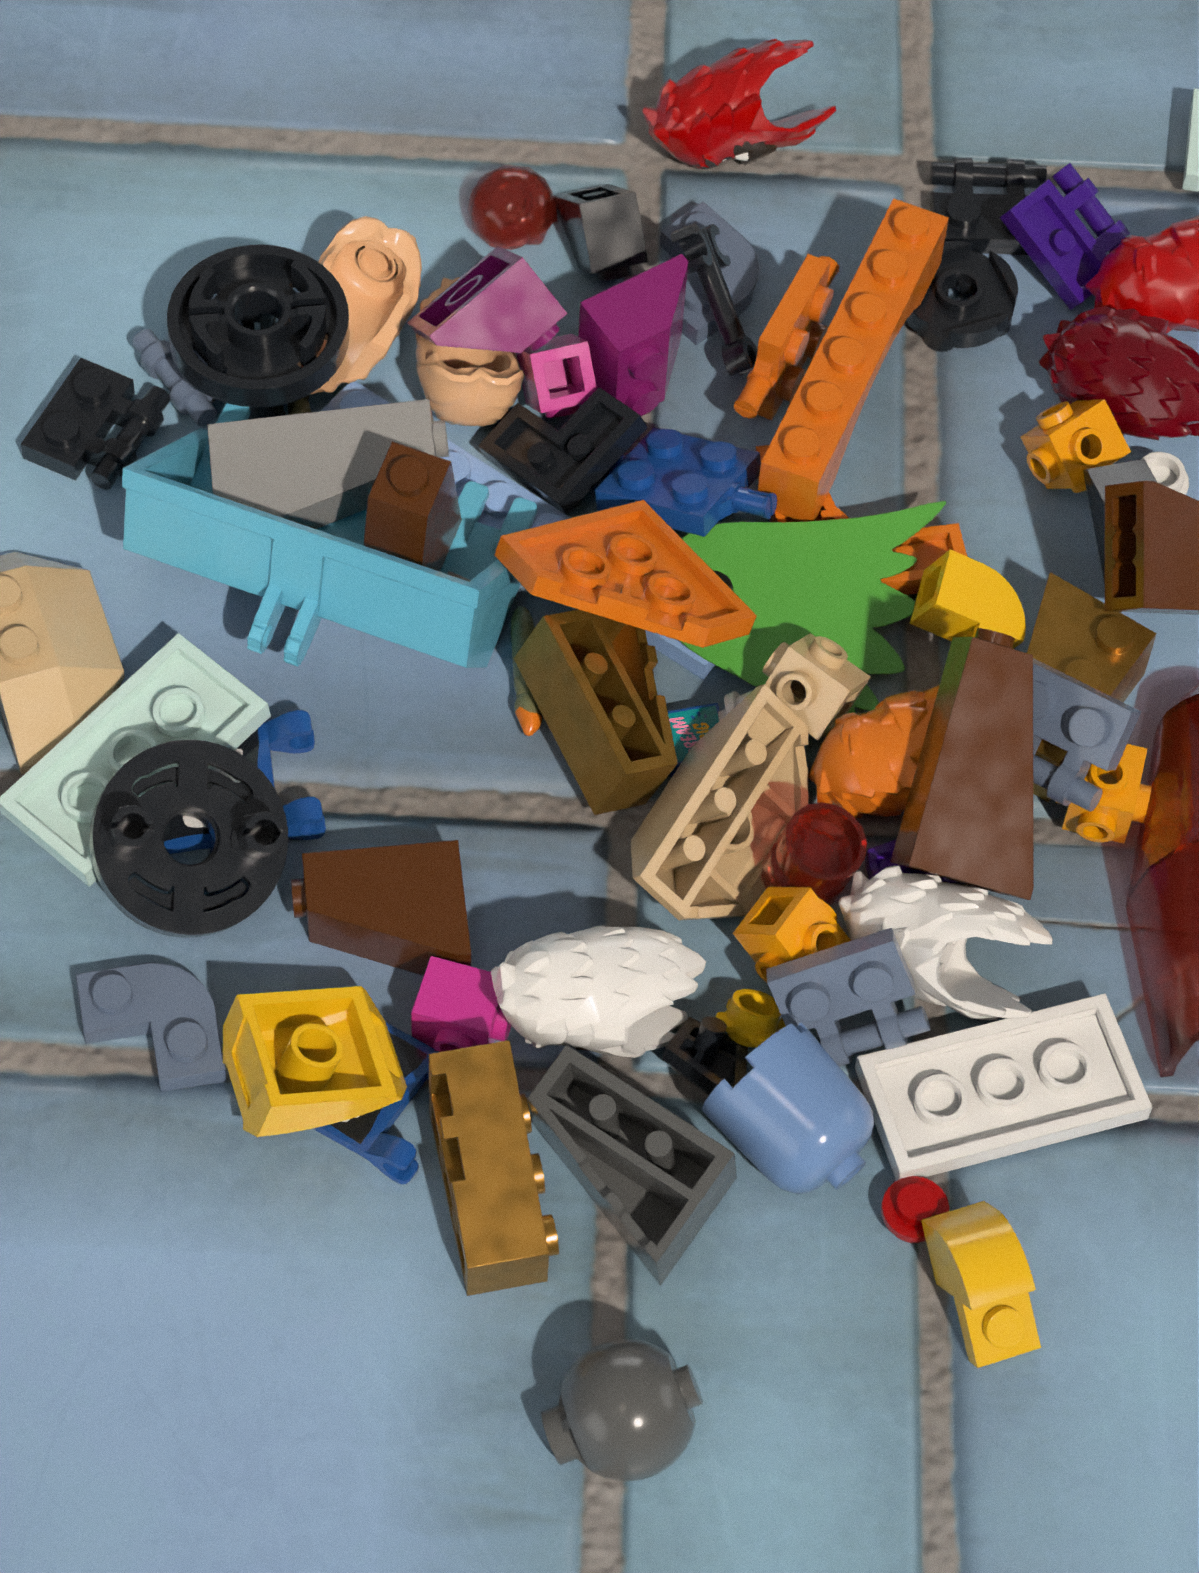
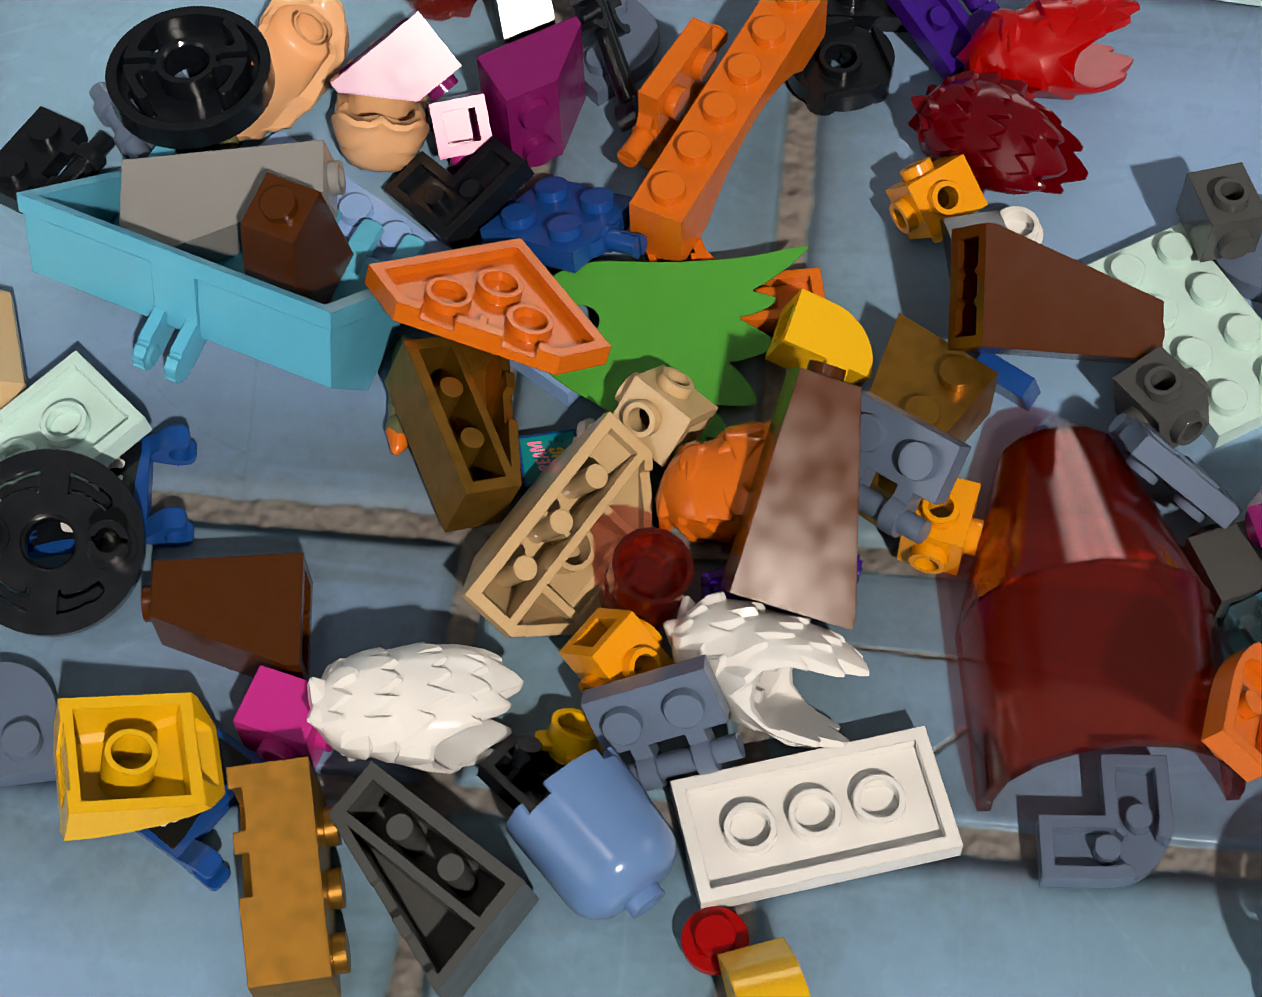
camera: 10 degrees right, 0 degrees up
(1170, 642) = (1012, 381): none -> blue tile

